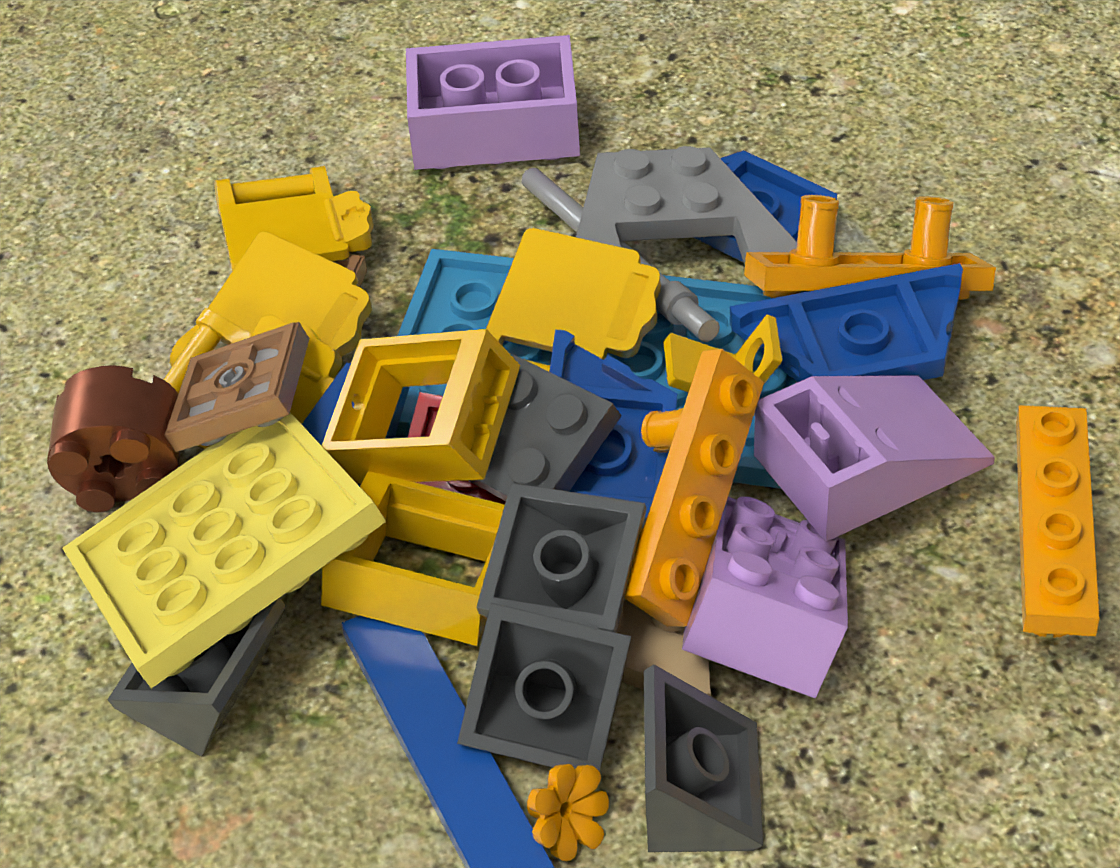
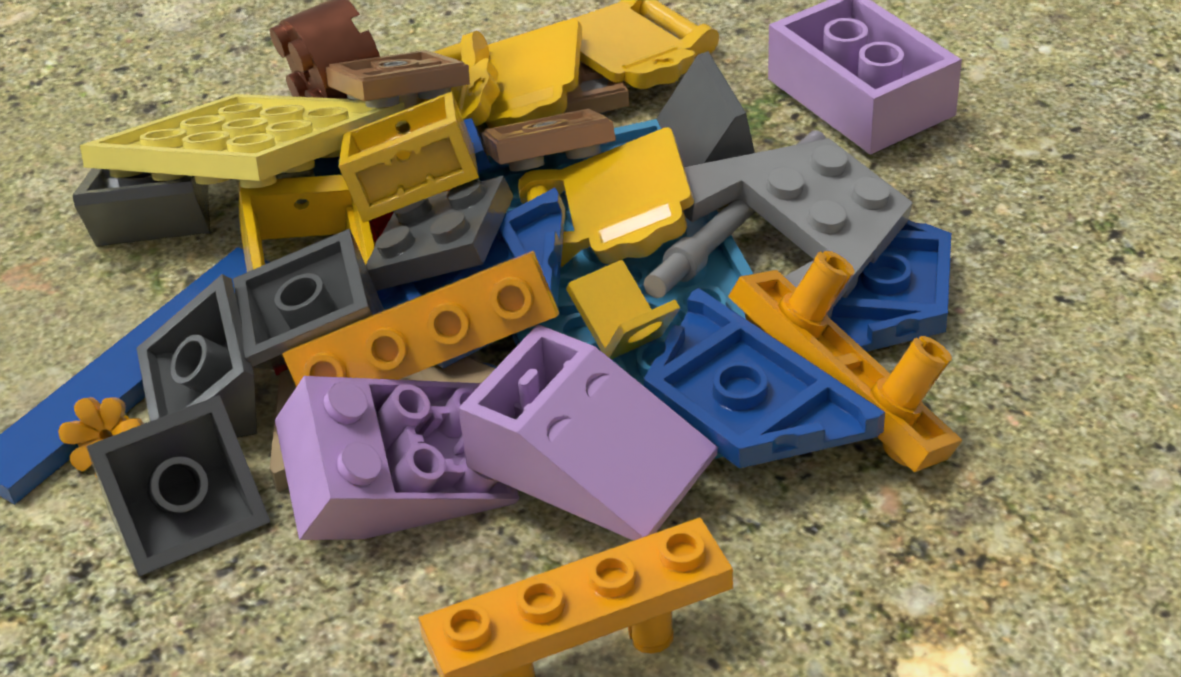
camera: 60 degrees right, 5 degrees down
(447, 299) = (527, 142): none -> medium nougat piece
(494, 205) = (706, 116): none -> dark grey slope

